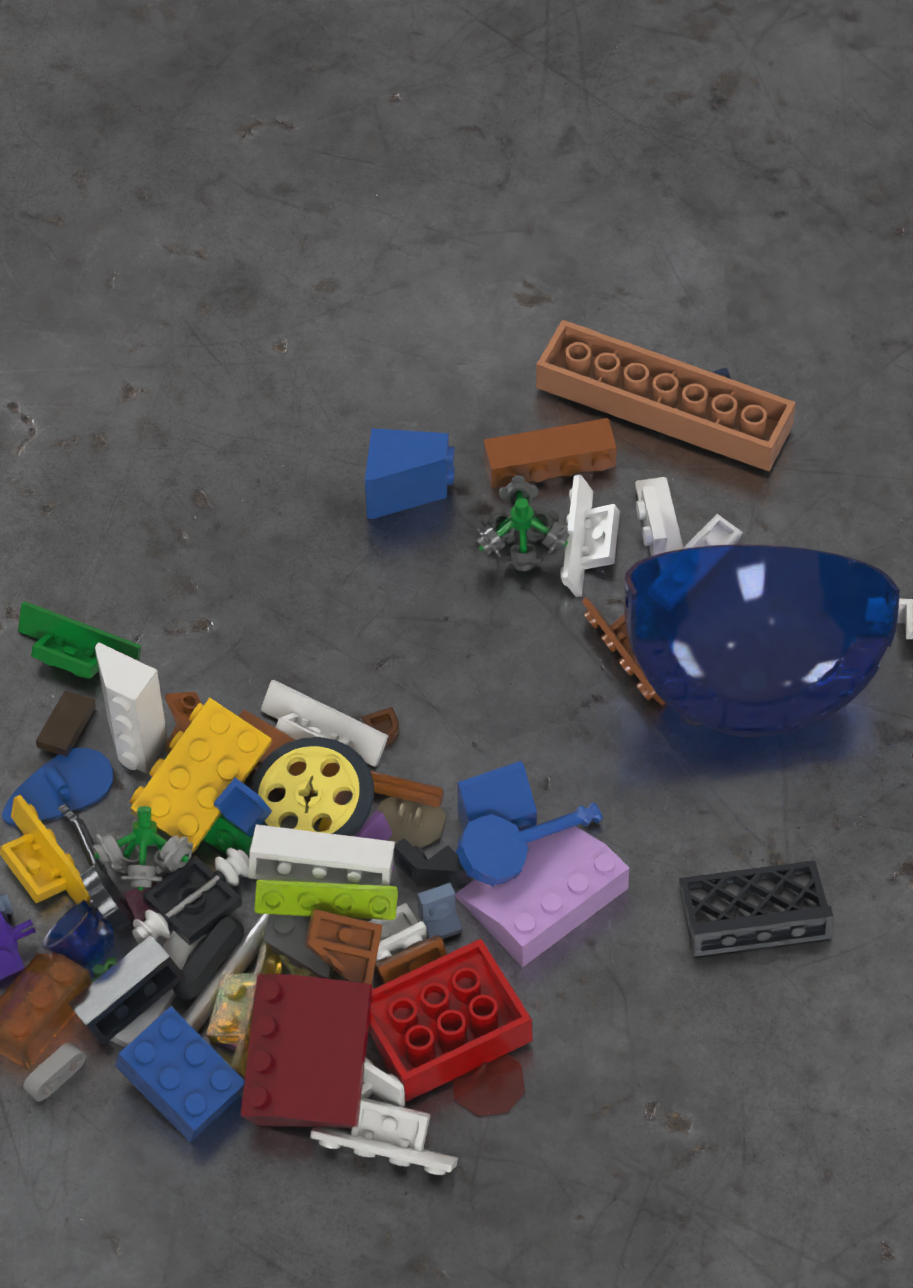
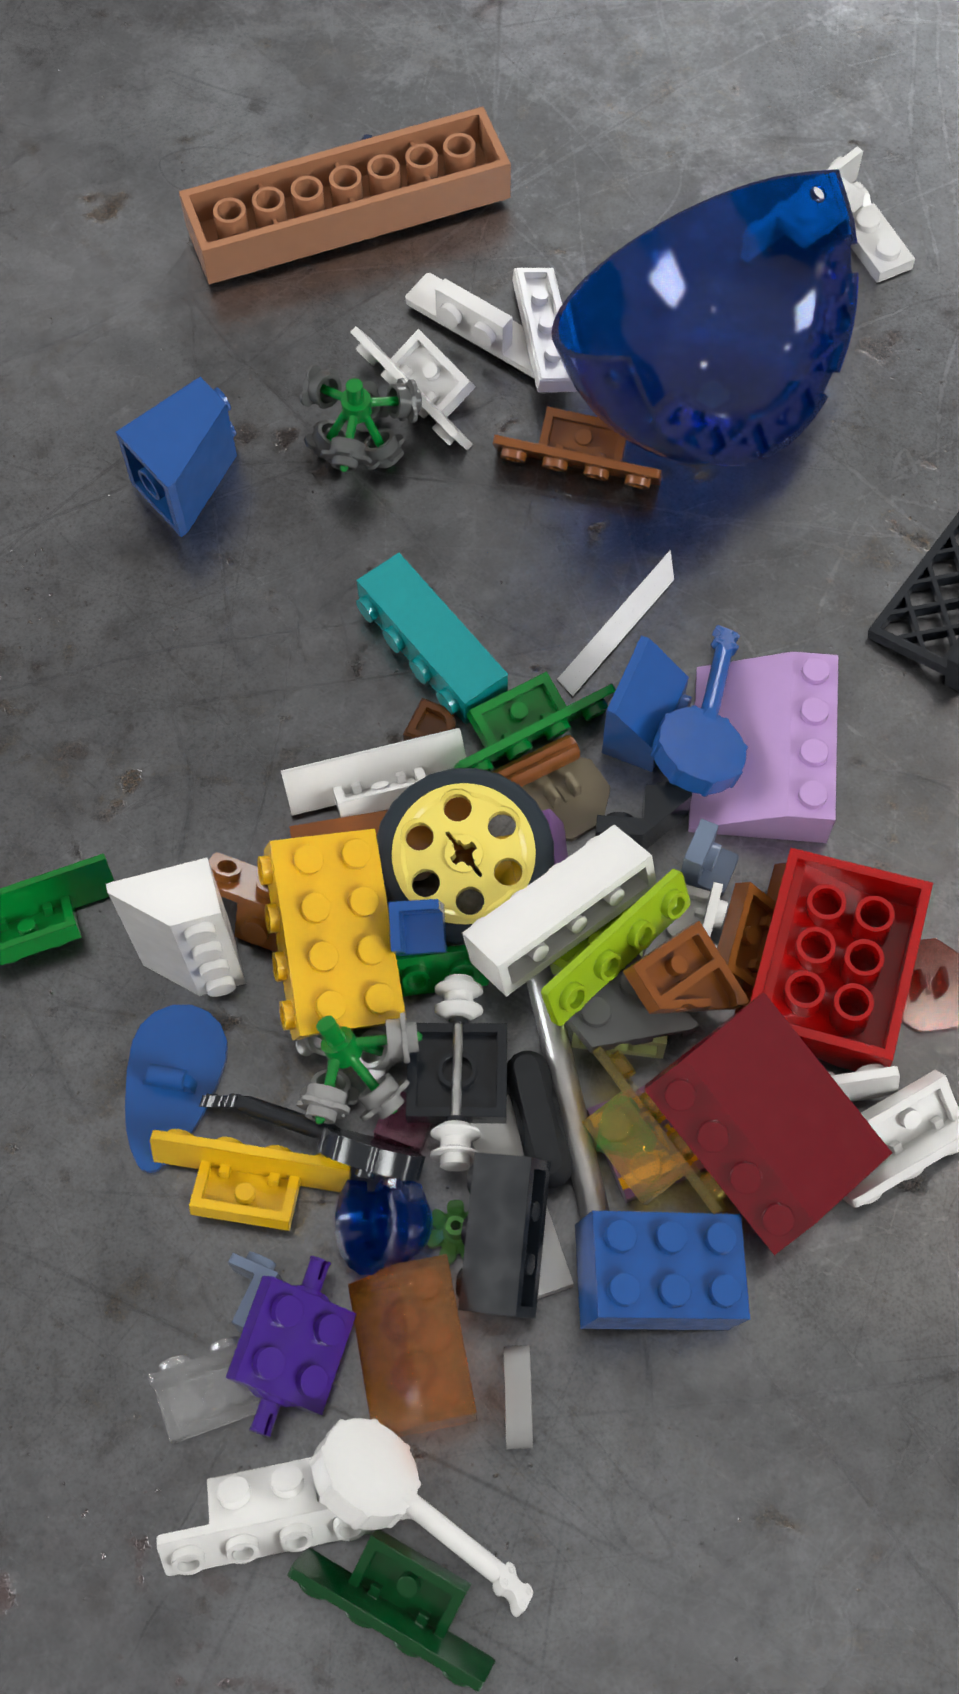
camera: 45 degrees left, 10 degrees up
(65, 723) = (104, 1007): dark brown tile -> none
(422, 758) = (524, 715): none -> green bracket
(430, 680) = (430, 637): none -> teal brick
(550, 452) = (296, 333): dark orange brick -> none
(552, 759) = (618, 626): none -> white sticker

